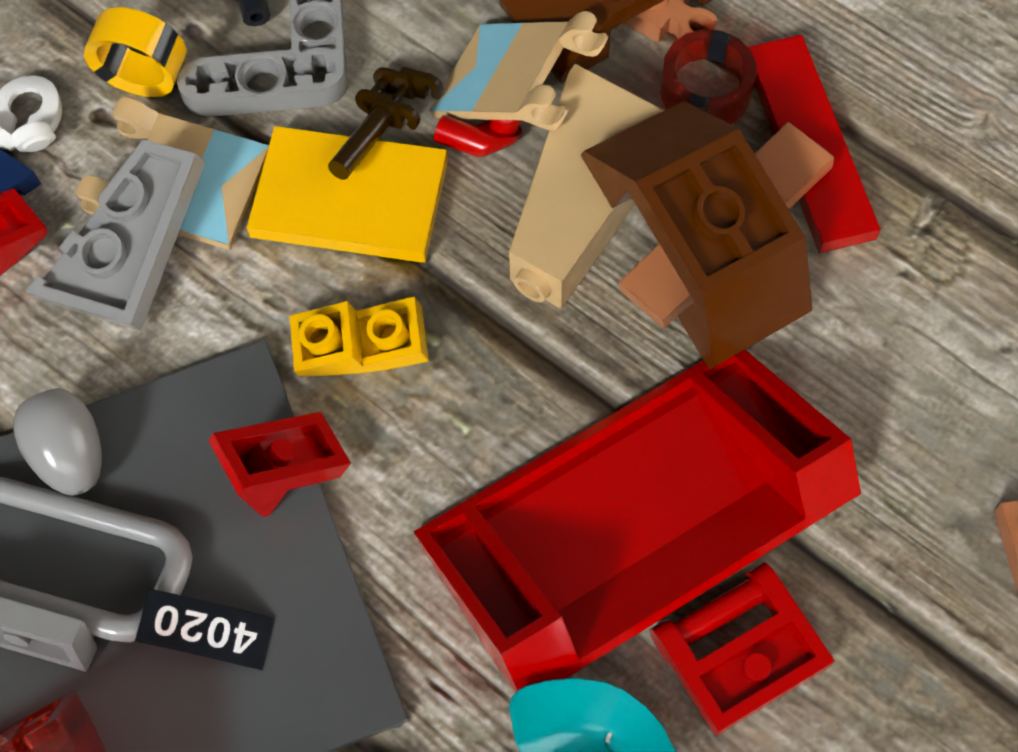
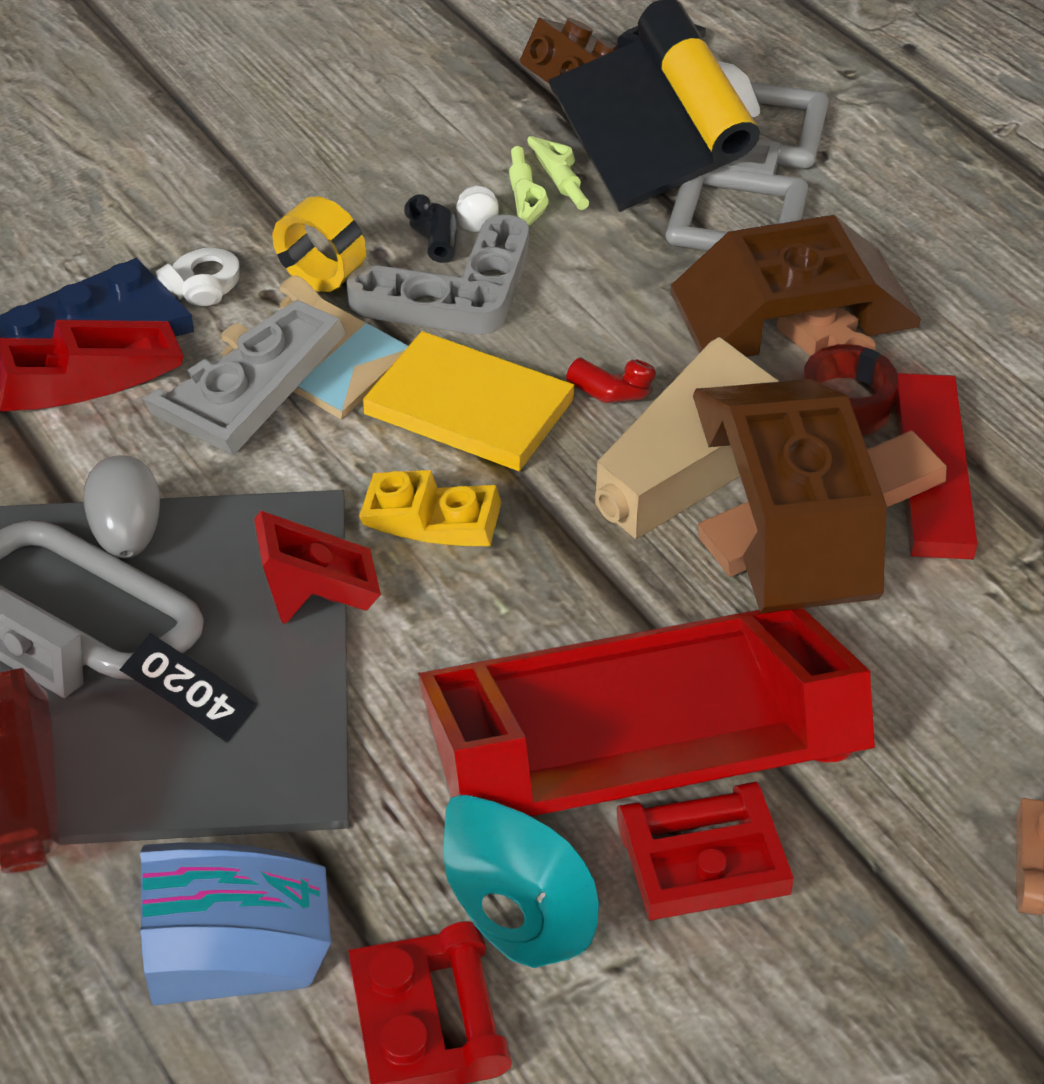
camera: 15 degrees right, 20 degrees down
(384, 112) = (527, 340): dark brown piece -> none
(506, 70) = (658, 329): tan flag -> none

